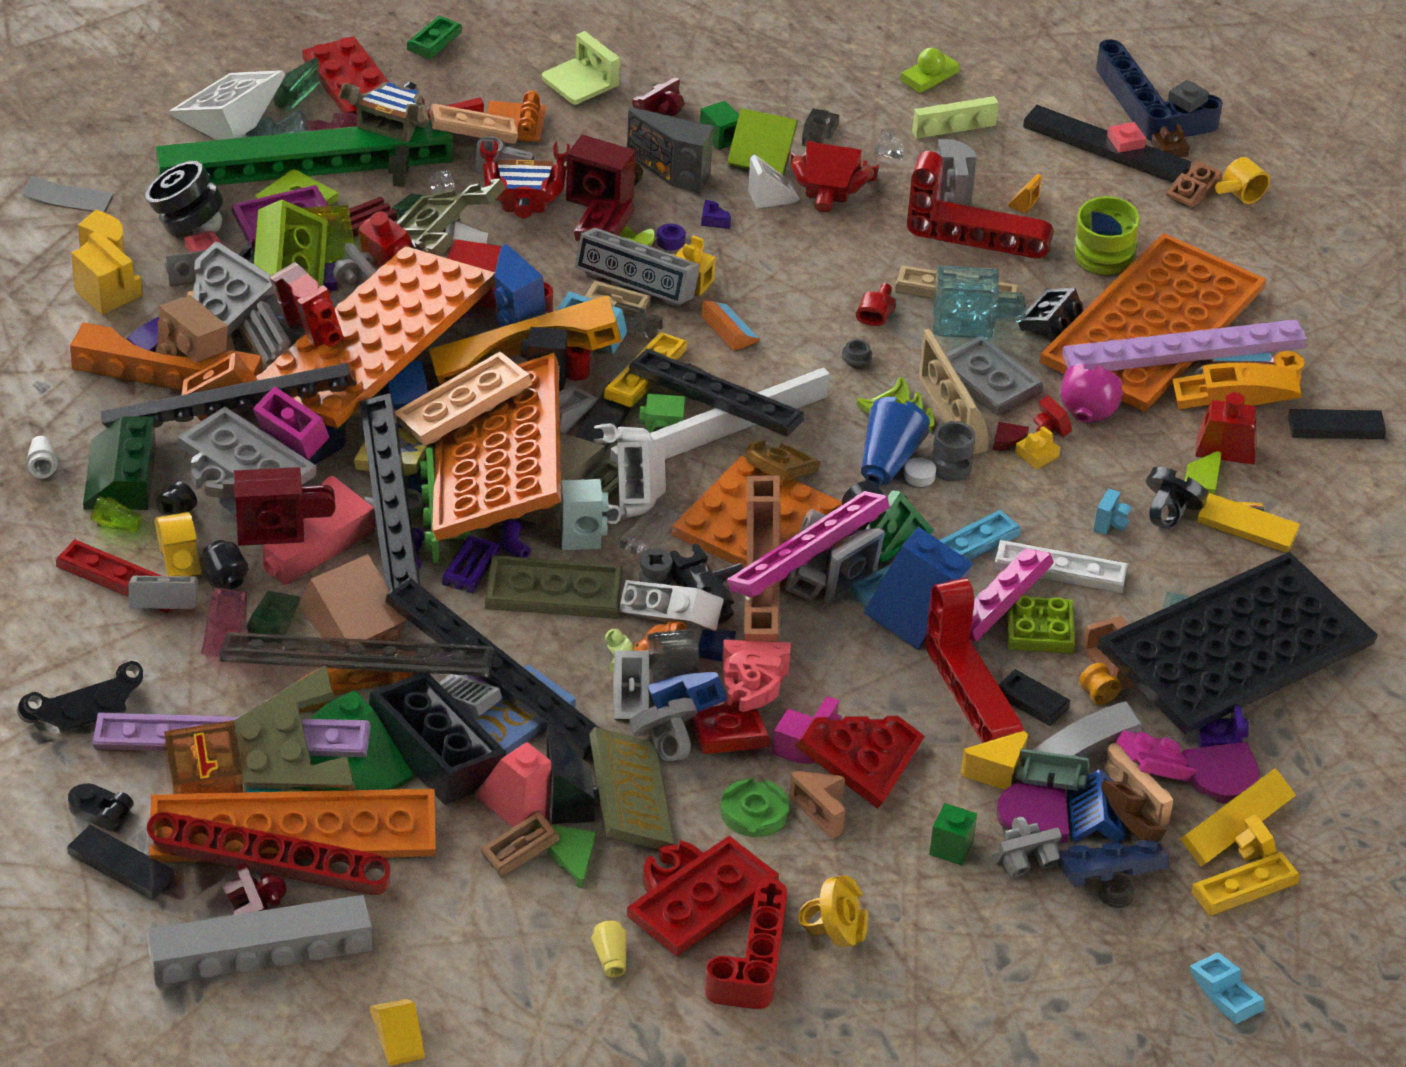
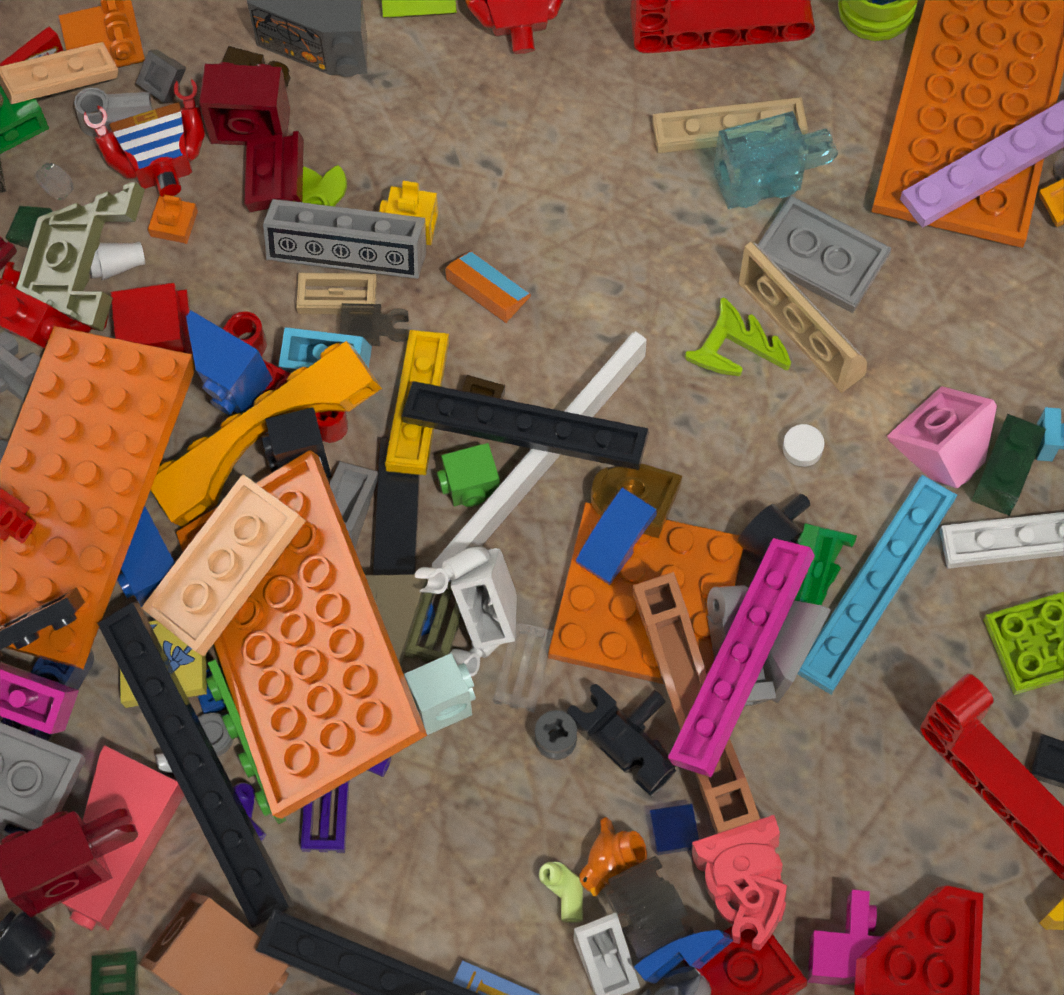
camera: 15 degrees left, 25 degrees up
(517, 229) = (172, 219): none -> orange tile
(543, 145) = (160, 75): none -> flat silver tile
(553, 587) = (441, 807): olive tile -> none
(670, 237) = (361, 162): dark purple tile -> none
(671, 603) = (605, 802): white slope -> none
(715, 216) = (401, 108): dark purple tile -> none
(755, 461) = (615, 536): none -> blue slope
(769, 186) = (450, 41): white slope -> none
(857, 353) = (656, 279): dark grey plate -> none
(876, 306) = (649, 190): red piece -> none
(891, 438) = (758, 422): blue cone -> none
(905, 591) = (895, 671): blue slope -> none
(953, 450) = (837, 406): dark grey wheel -> none
(1007, 589) = (985, 613): dark pink plate -> none
(1009, 435) = (883, 346): dark red tile -> none
(1028, 494) = (947, 435): none -> bright pink slope
(1038, 448) = (925, 355): yellow tile -> none
(1052, 312) = (860, 128): black bracket -> none
(1052, 417) = (926, 303): red tile -> none
(1066, 517) = (1008, 464): none -> clear green brick
(1090, 393) = (960, 257): dark pink cylinder -> none

